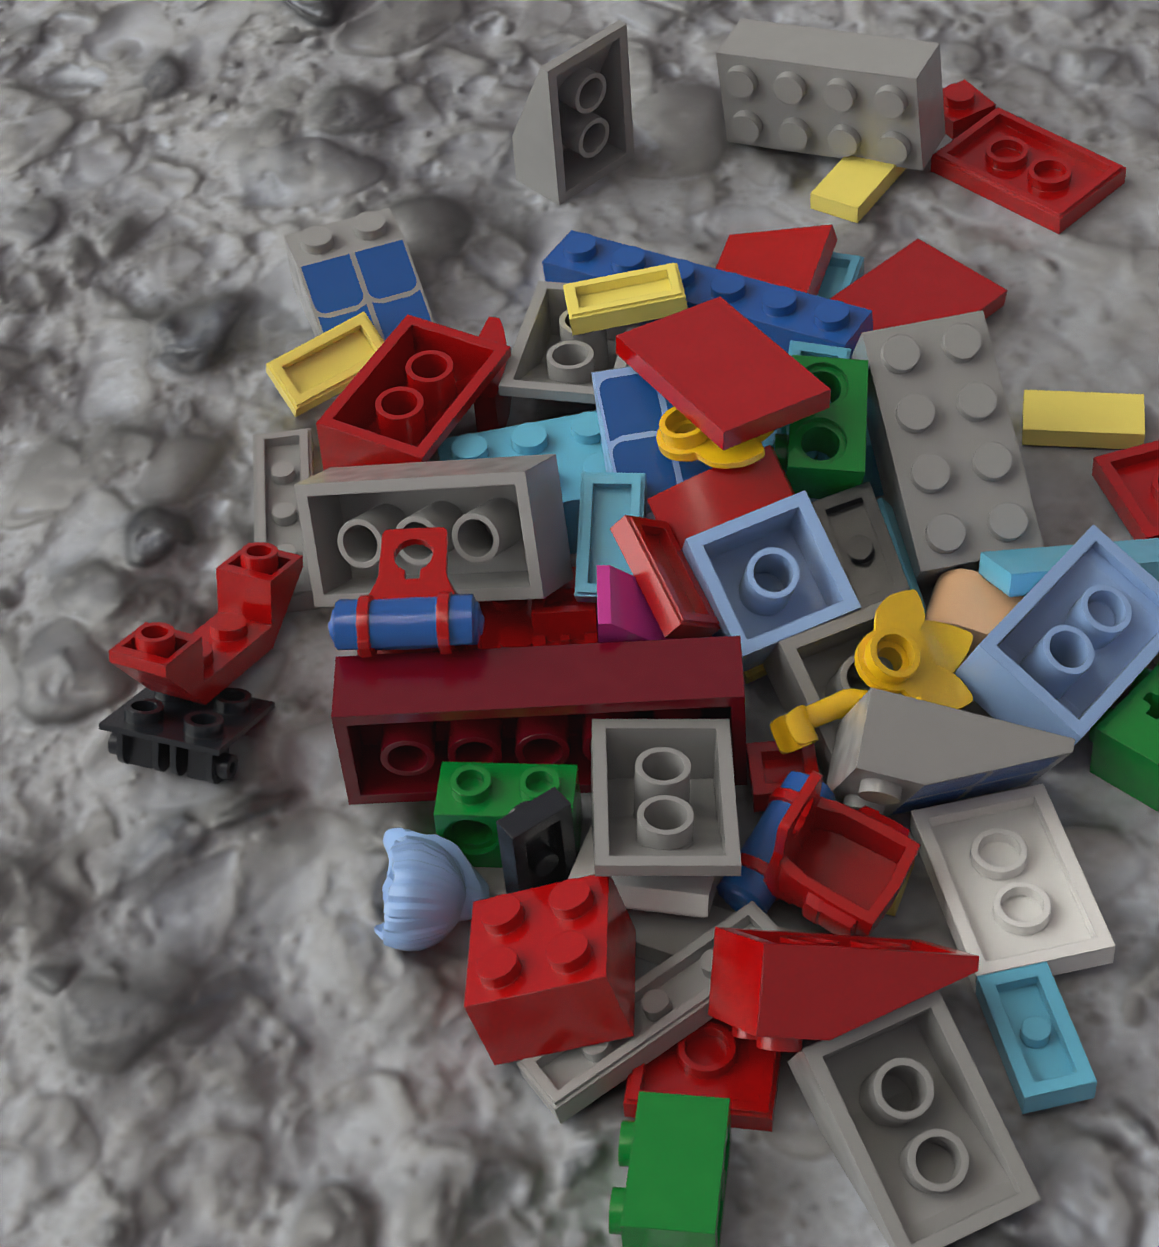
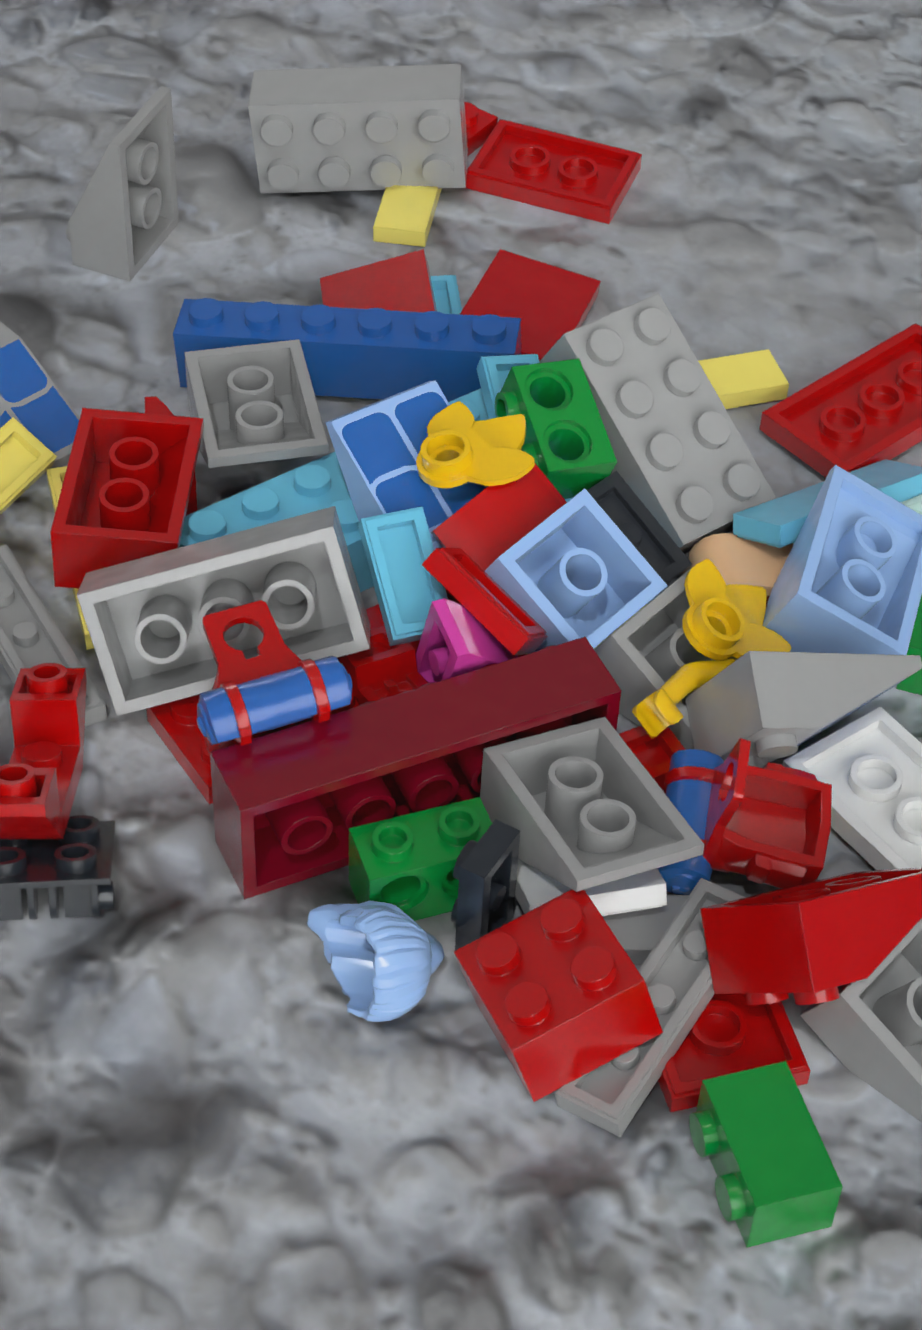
camera: 30 degrees left, 0 degrees up
(624, 298) = (287, 351): light yellow tile -> none
(722, 372) = (459, 395): red tile -> none

